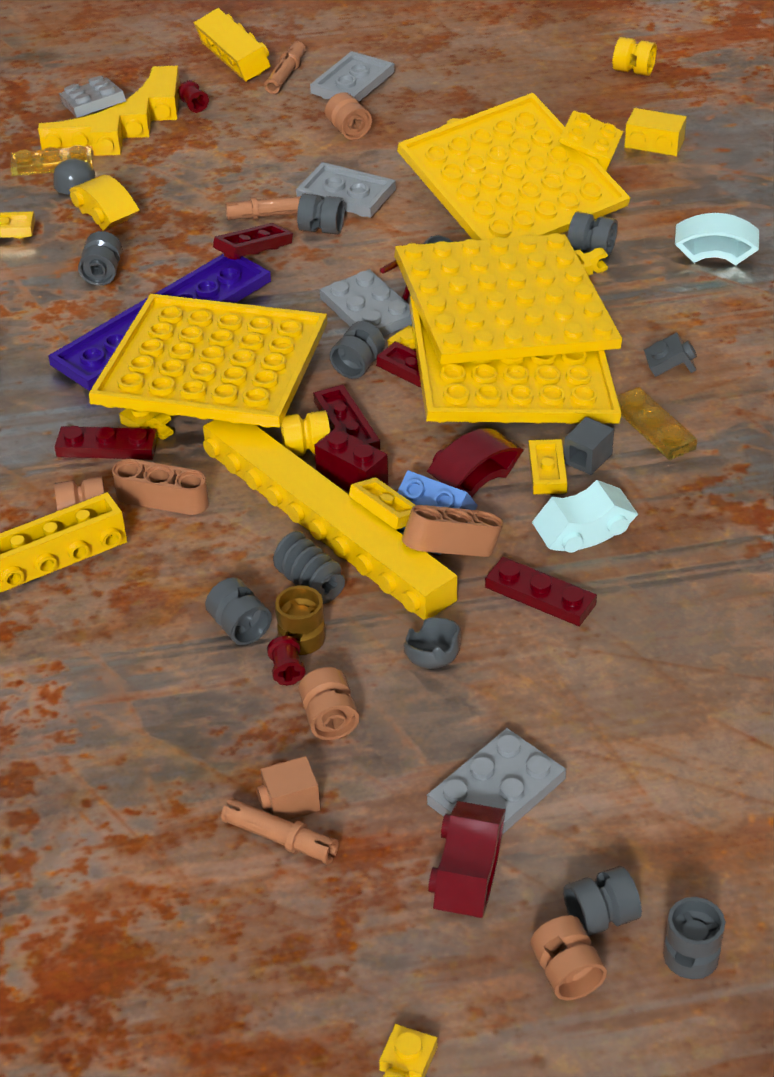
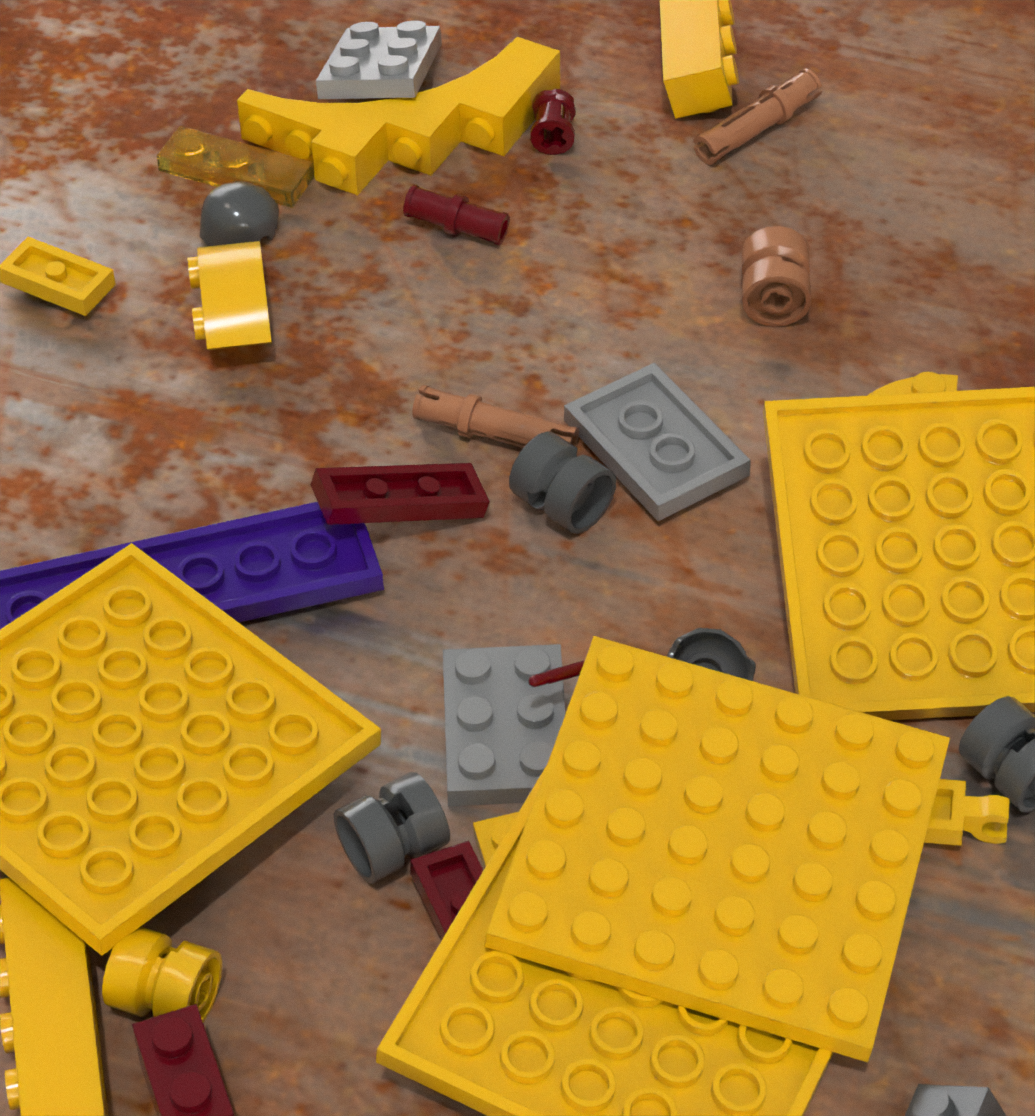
camera: 30 degrees right, 5 degrees up
(100, 258) = (135, 418): dark grey wheel -> none
(179, 142) = (456, 214): none -> dark red pin
(345, 414) = (262, 980): dark red plate -> none
(352, 74) = (856, 188): light grey plate -> none

